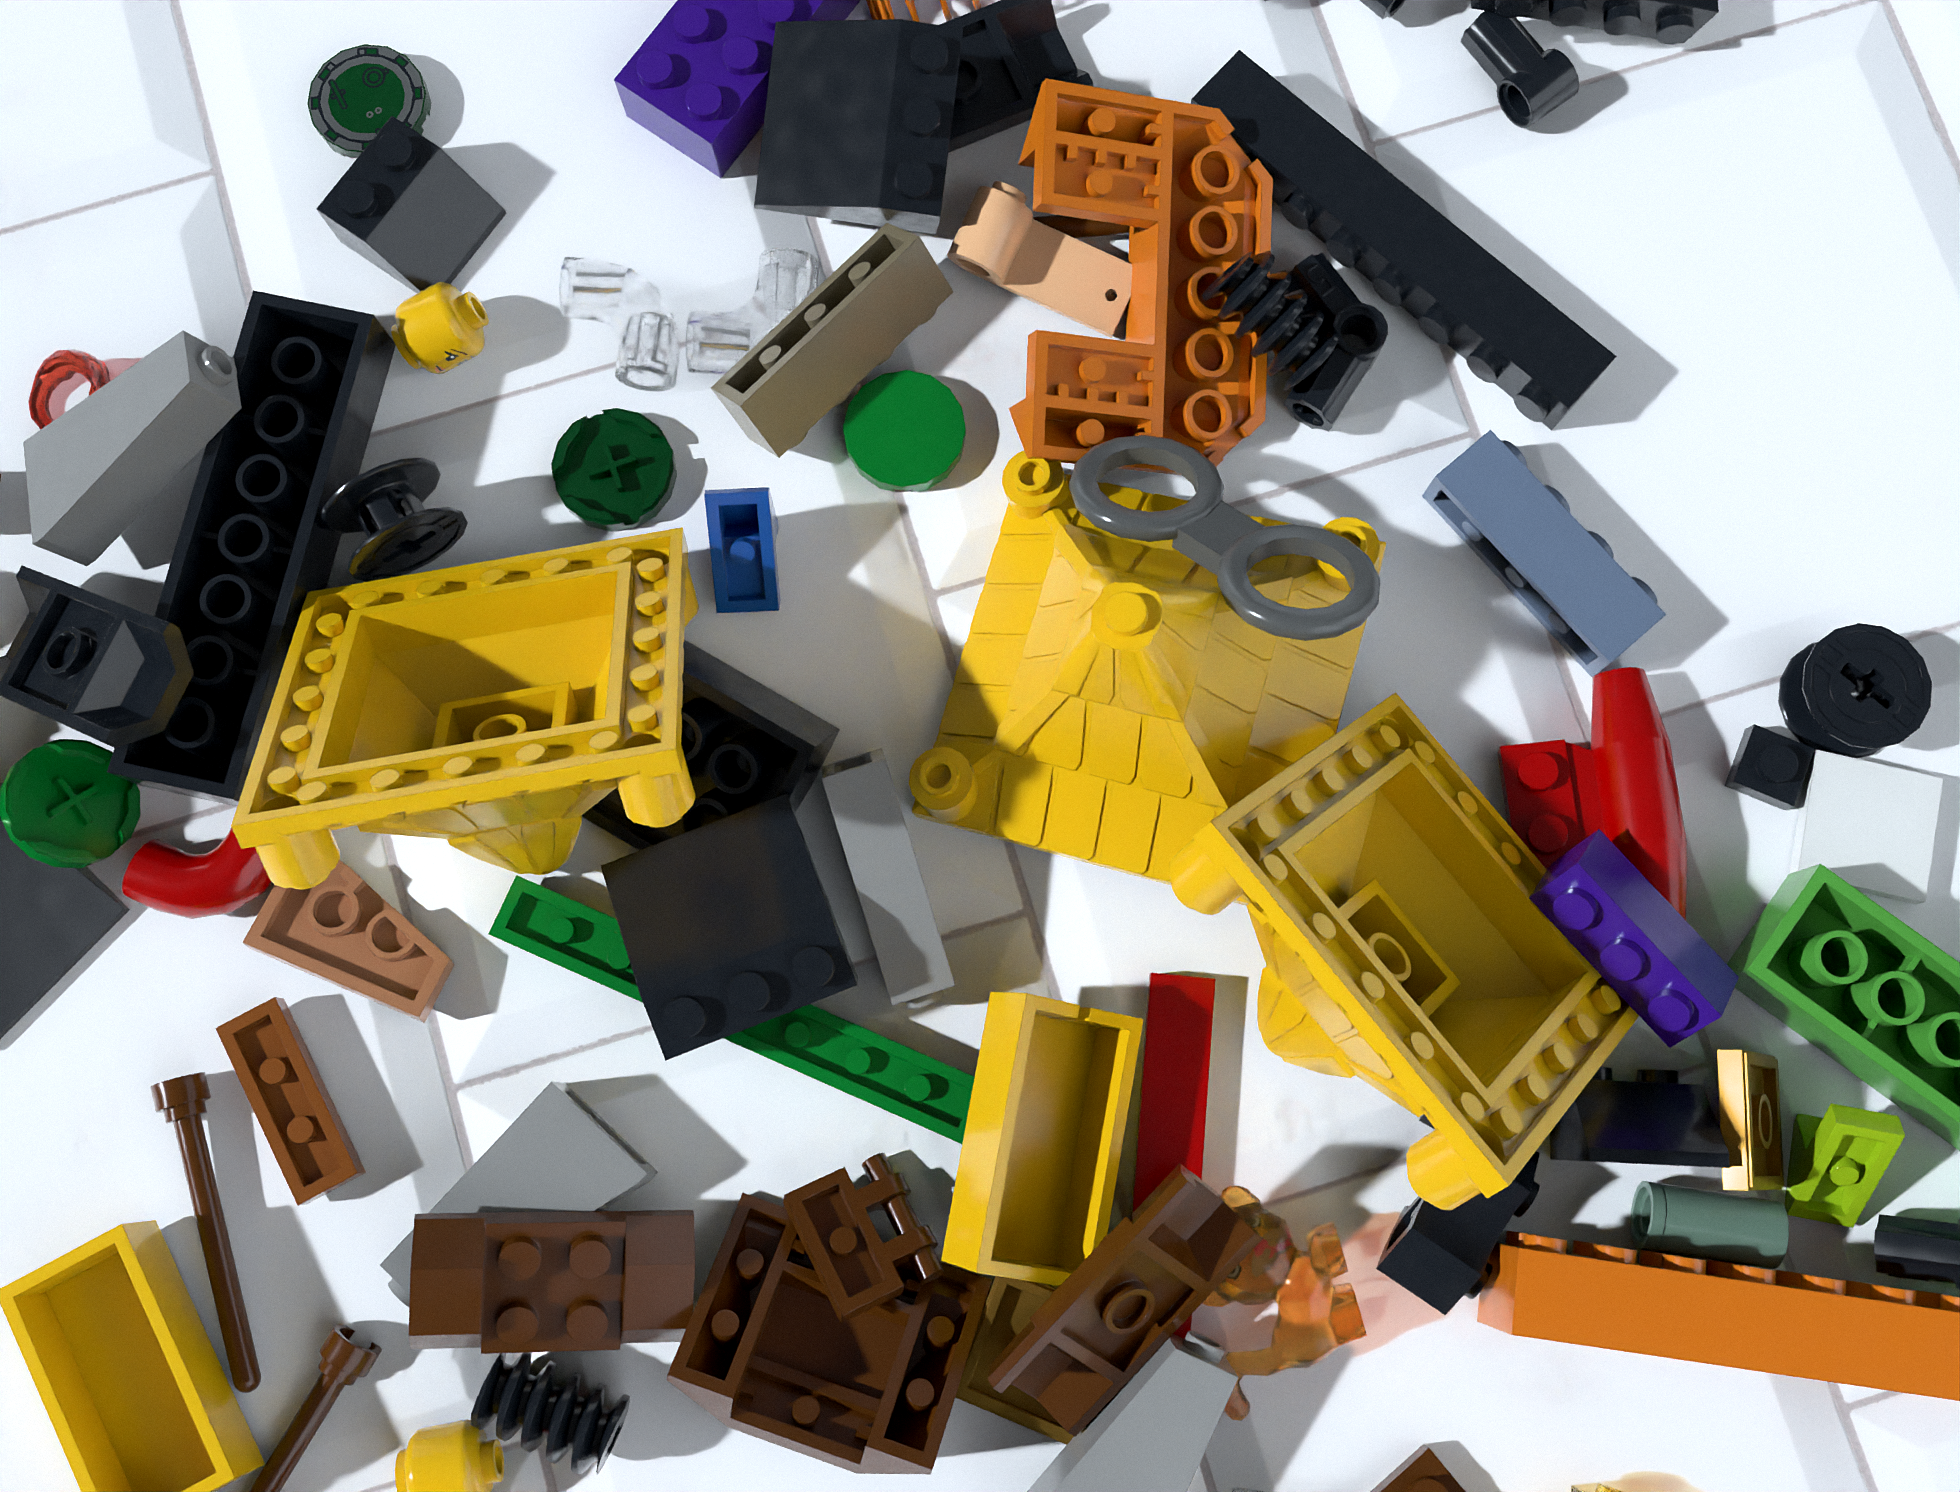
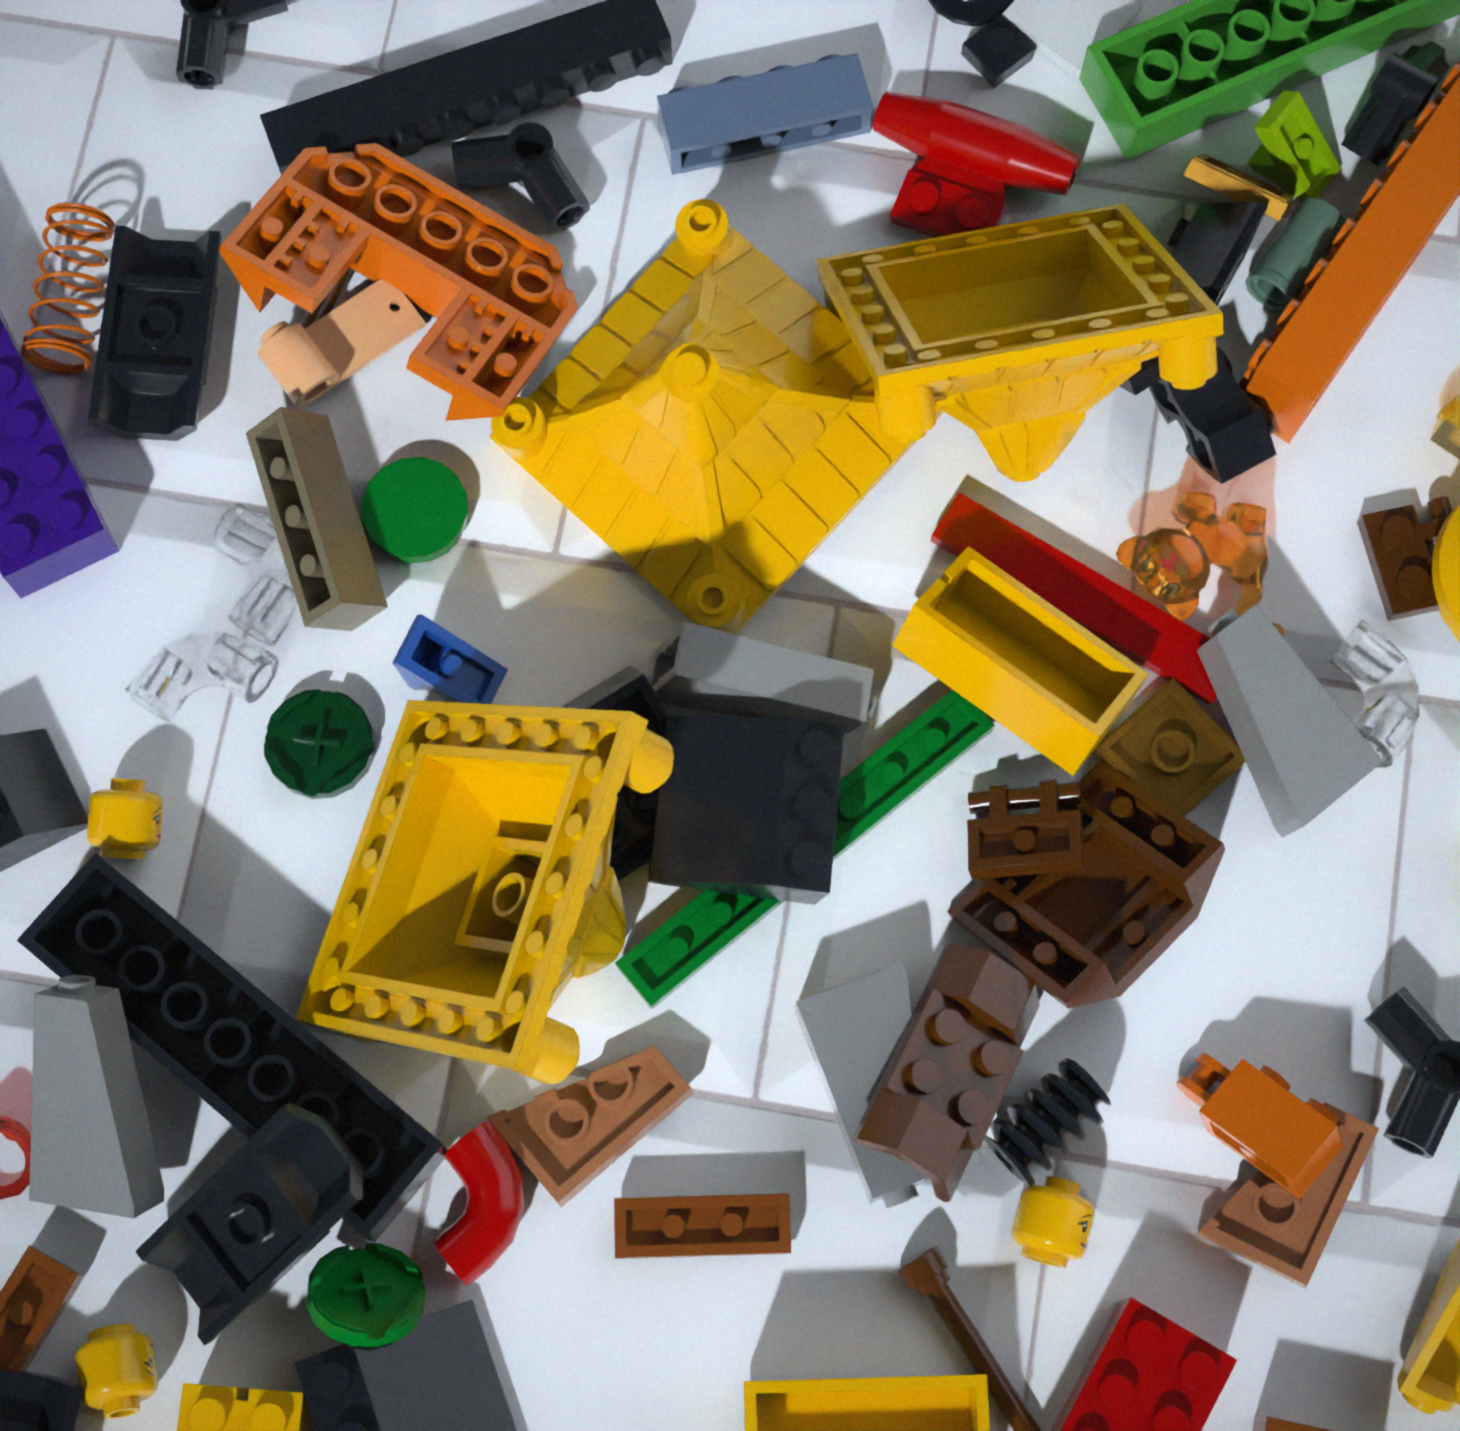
camera: 65 degrees left, 5 degrees down
(183, 1104) = (661, 1316): reddish brown piece -> none
(384, 500) = (255, 922): black piece -> none
(859, 121) = (157, 406): black slope -> none
(1125, 1300) = (1165, 656): reddish brown piece -> none
(1226, 538) = (648, 300): dark grey bar -> none
(1274, 316) = (490, 190): black piece -> none
(1635, 939) = (1078, 189): dark purple brick -> none

